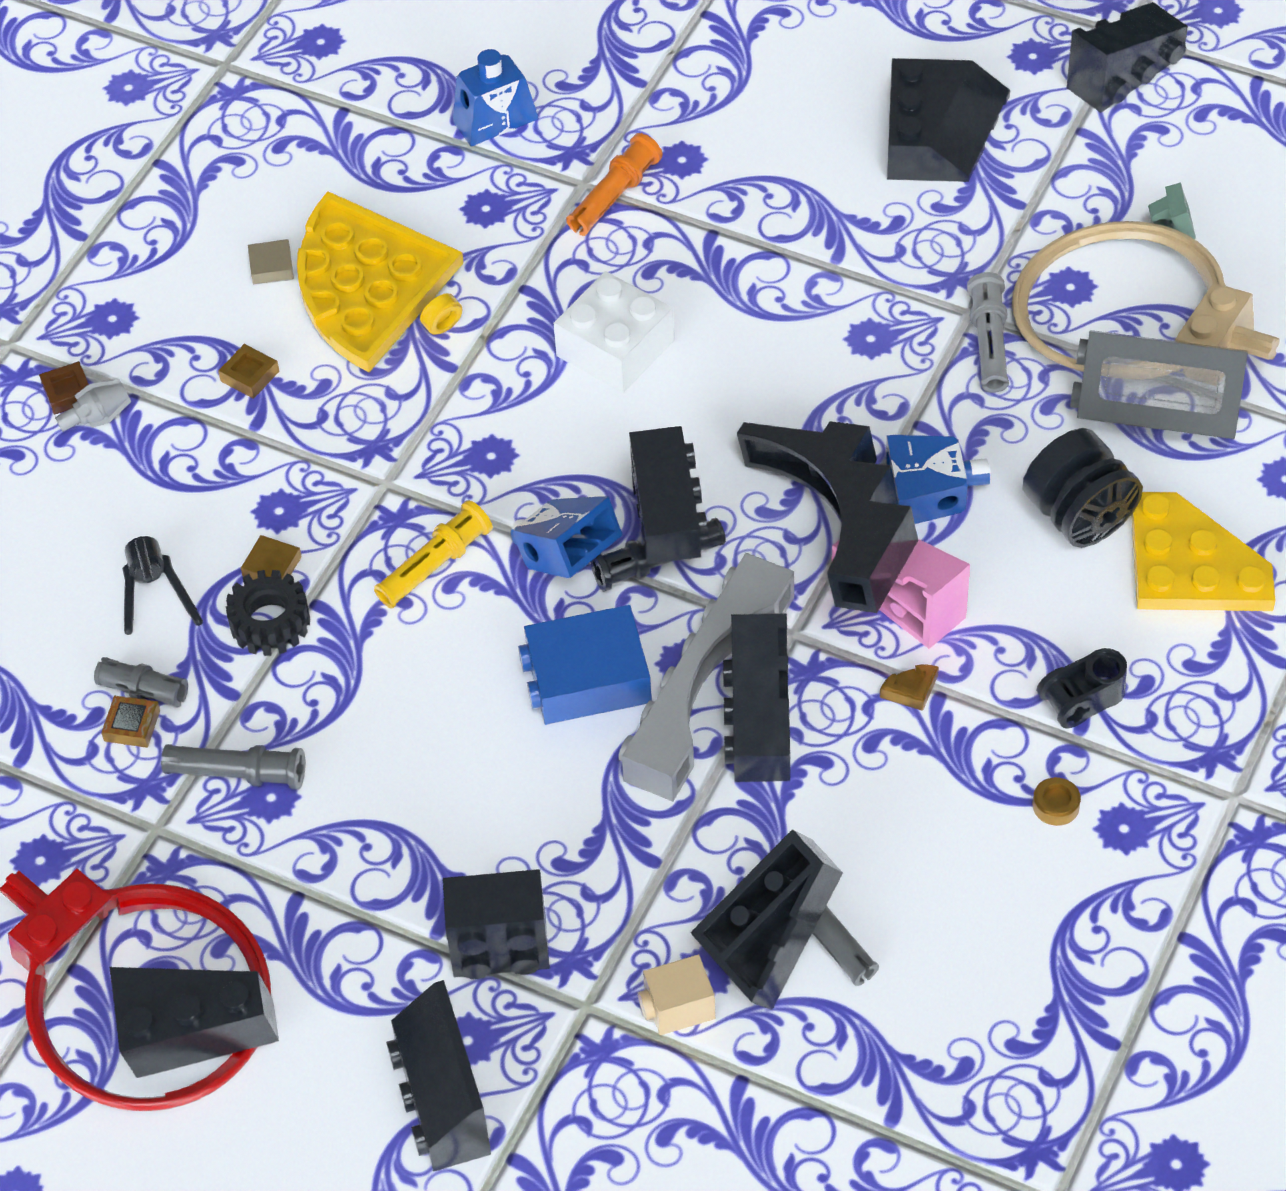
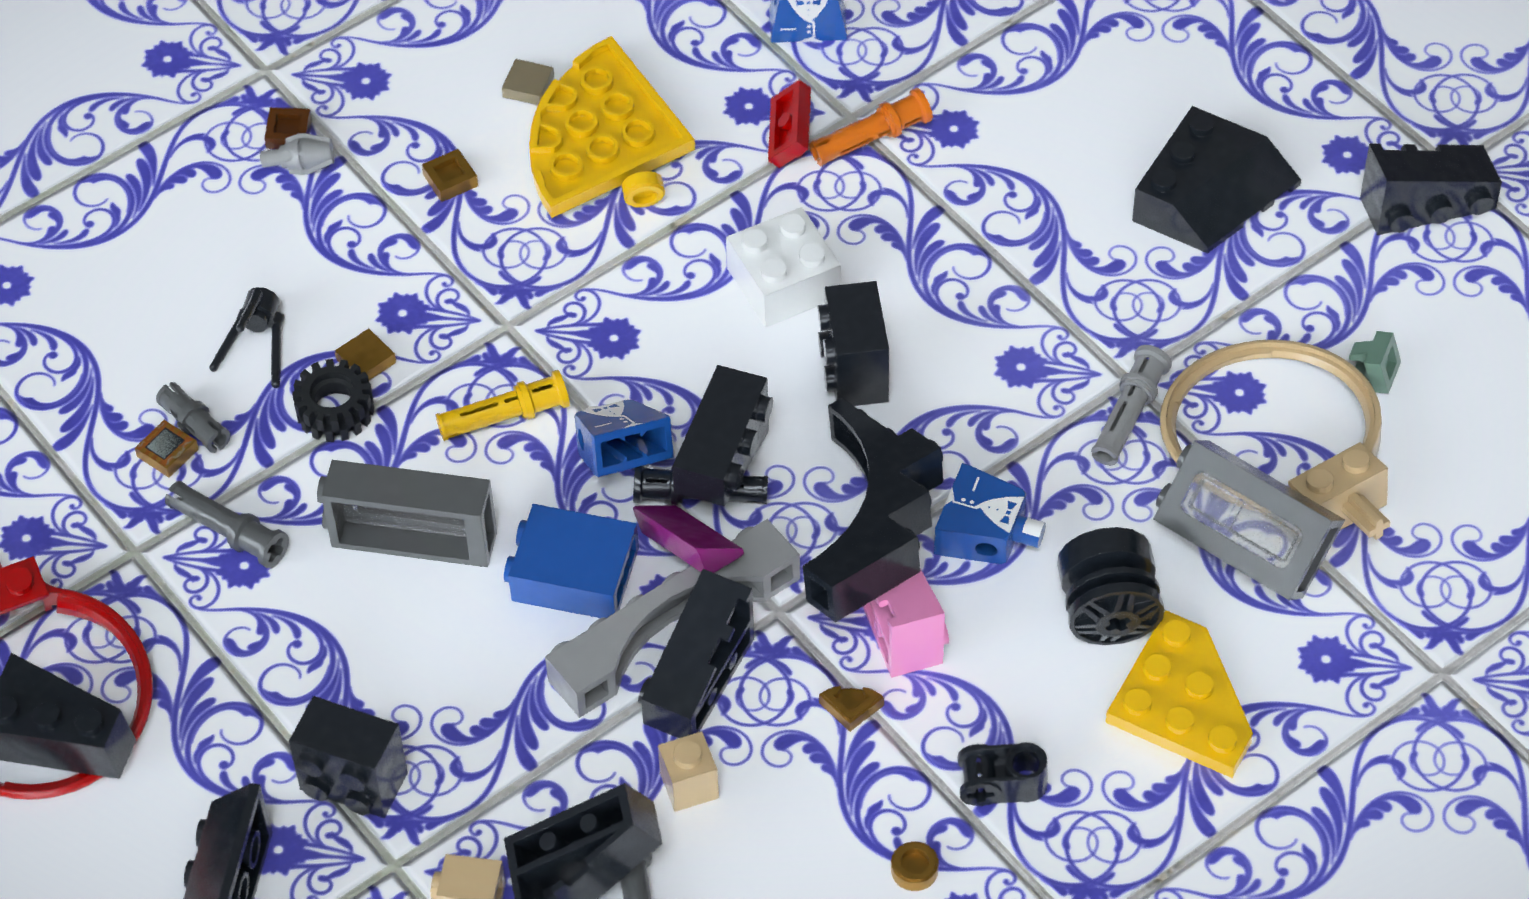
camera: 25 degrees right, 0 degrees up
(412, 681) = (408, 513): none -> dark grey piece
(538, 207) = (789, 123): none -> red plate
(683, 599) = (686, 537): none -> magenta slope
(727, 370) = (854, 343): none -> black brick
(811, 802) = (688, 771): none -> tan brick

